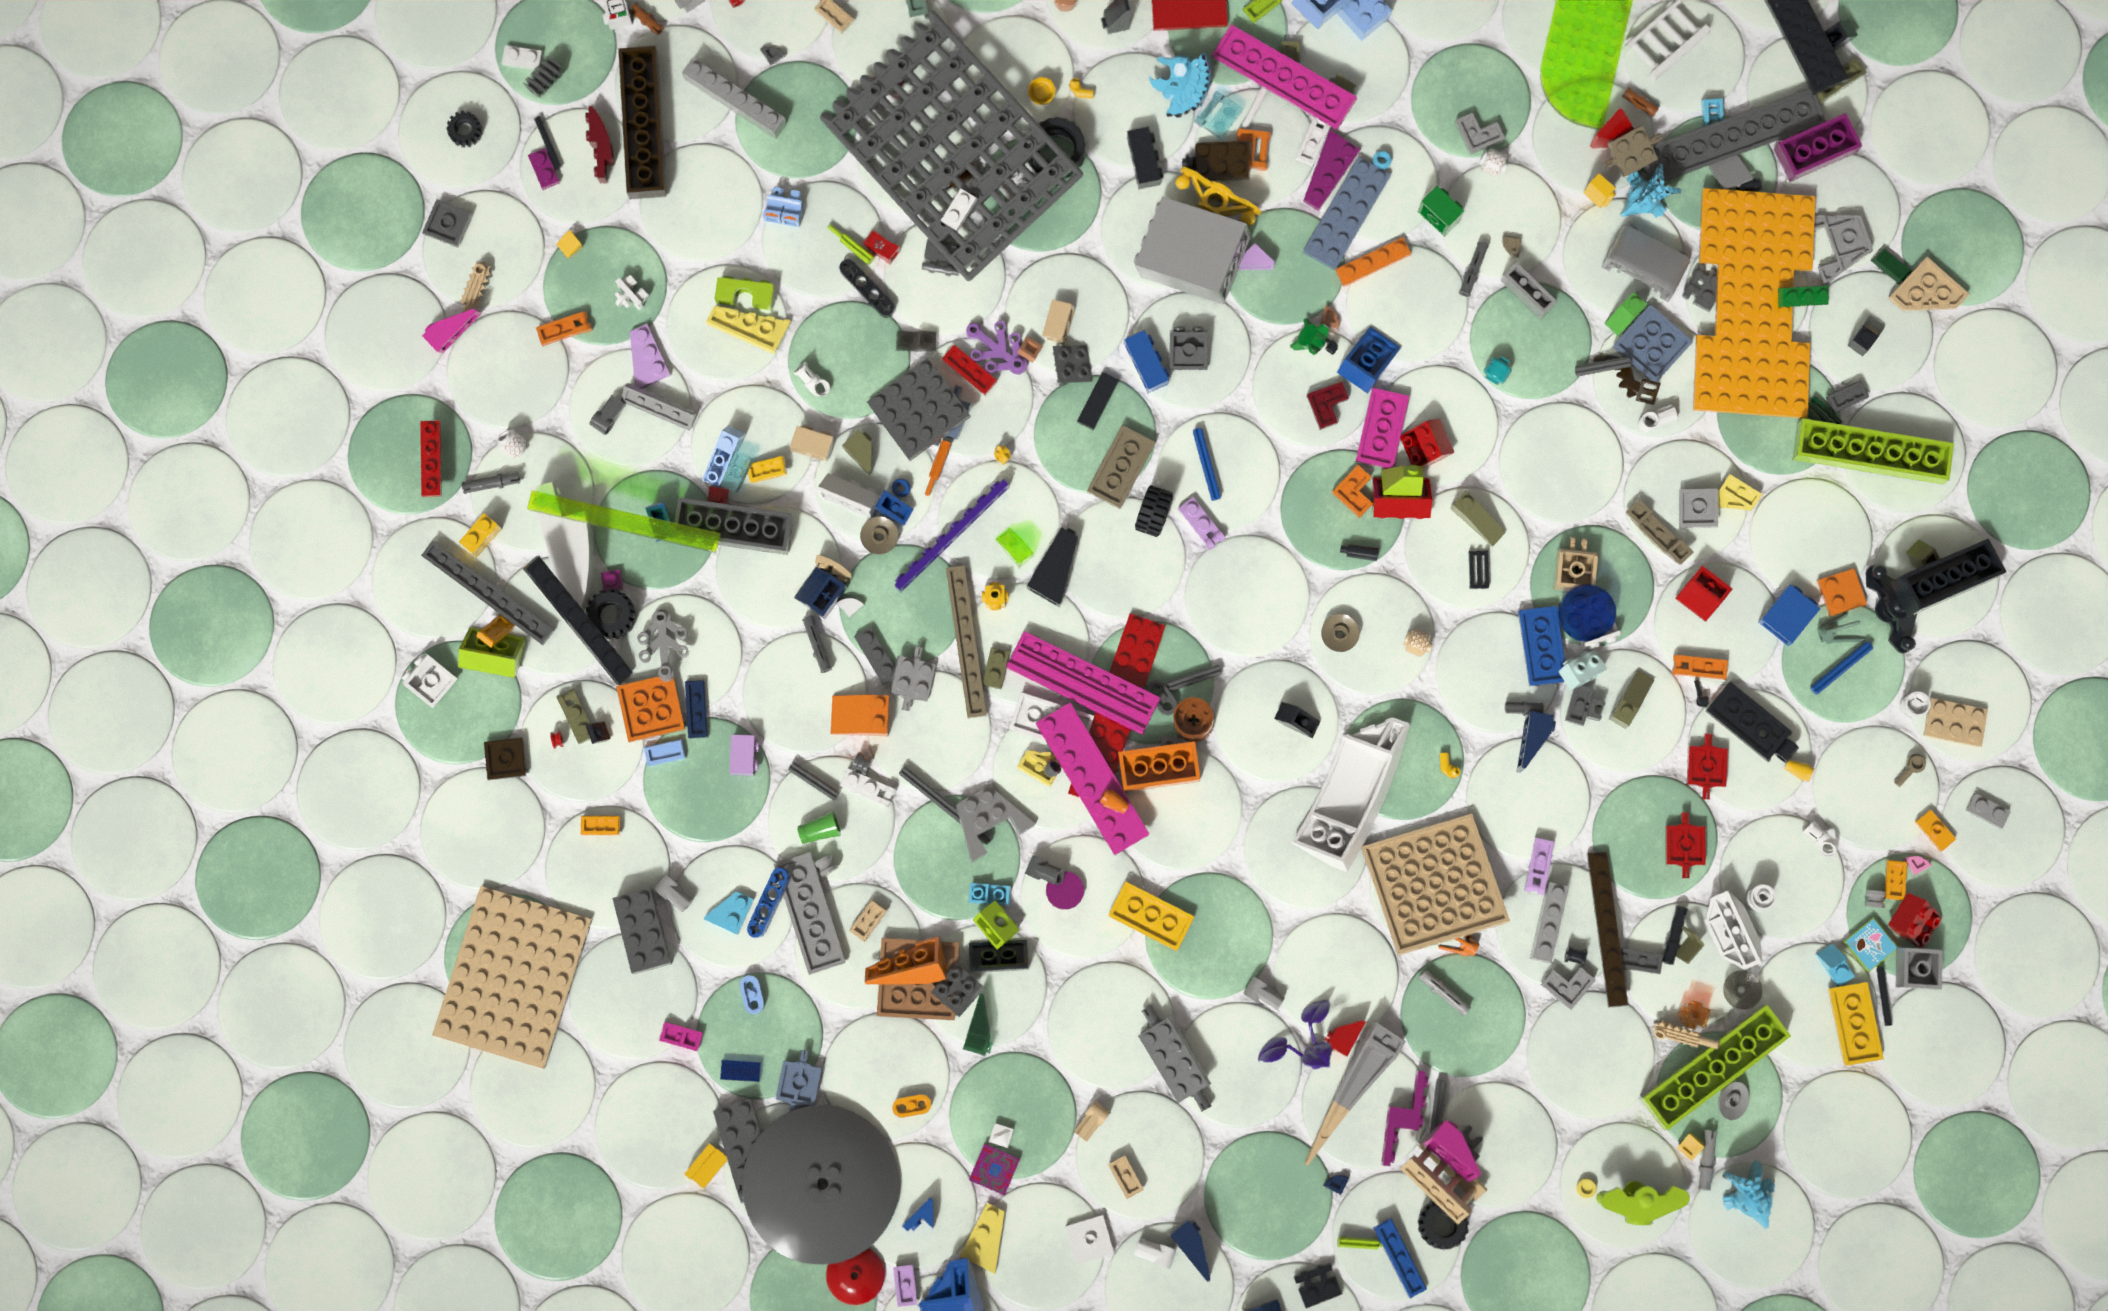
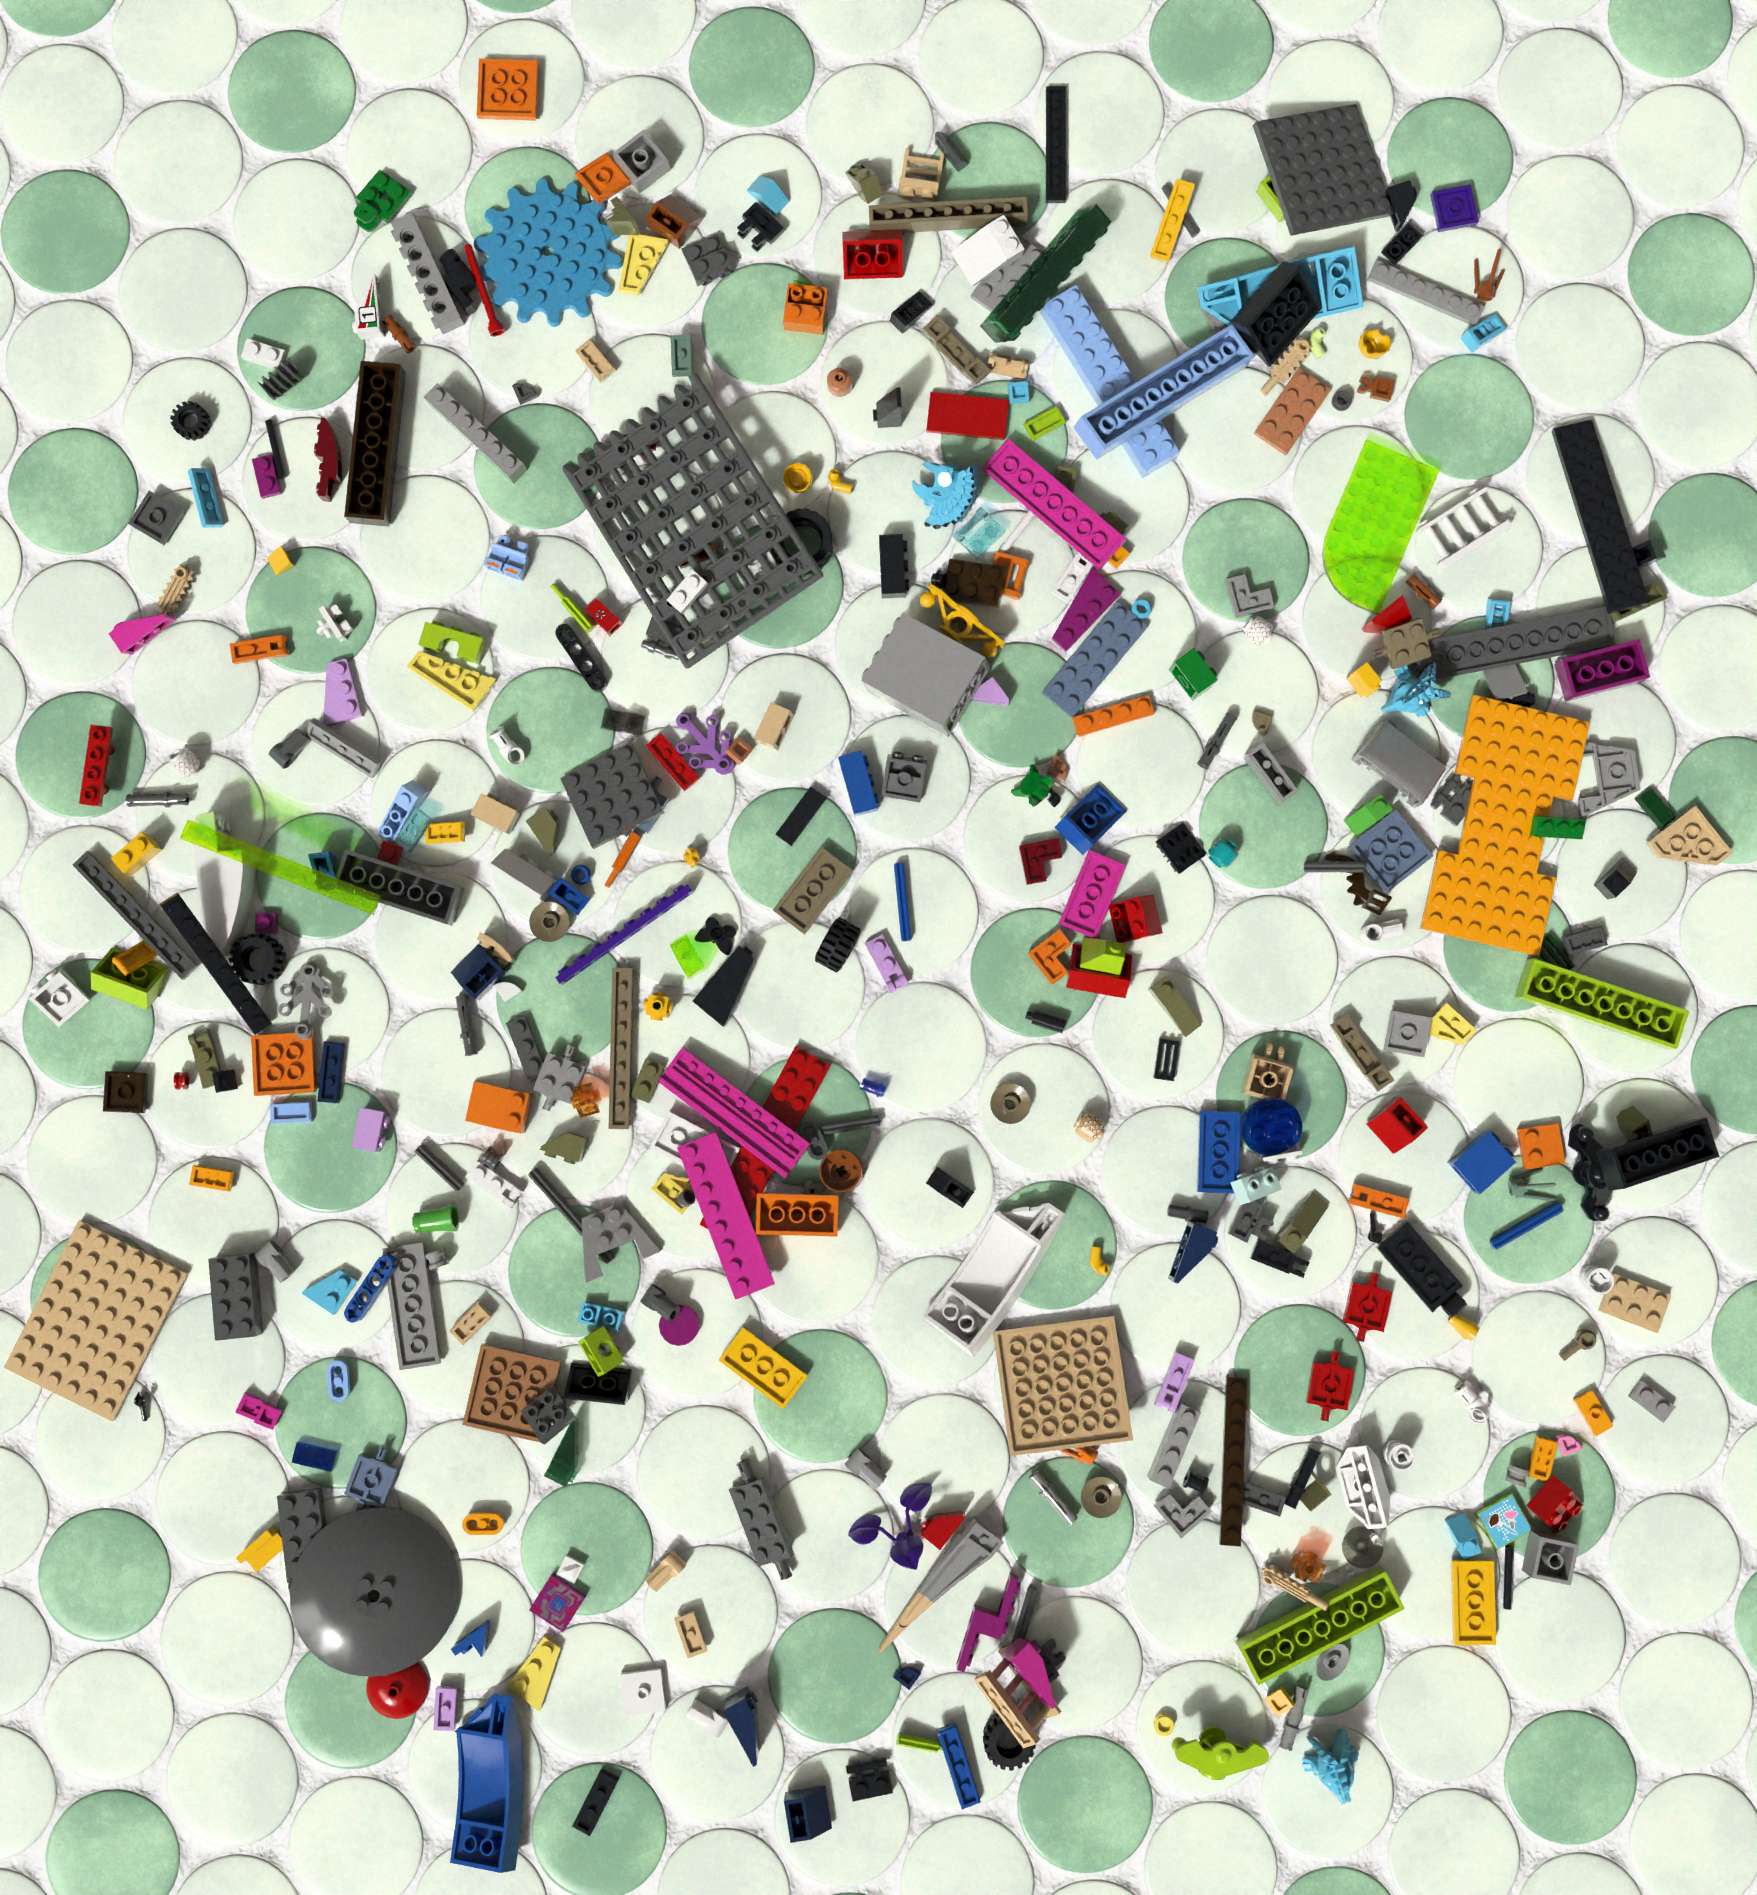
camera: 10 degrees right, 5 degrees up
(490, 197) = (205, 498): none -> medium azure plate
(568, 1046) = (141, 1402): none -> black hand
(916, 966) = (509, 1381): orange wedge -> none
(931, 740) = (568, 1146): none -> olive slope
(942, 693) = (586, 1100): none -> clear orange brick
(1038, 522) = (717, 934): none -> black animal
(1072, 364) = (780, 773): dark grey hinge -> none
(1113, 801) = (742, 1244): orange cone -> none
(1209, 639) = (873, 1087): none -> clear blue pin
(1352, 116) = (1119, 557): none -> light orange plate
(1456, 373) = (1180, 848): none -> black hinge
(1499, 981) = (1101, 1507): none -> dark tan dish
(1615, 735) = (1277, 1258): none -> black hinge

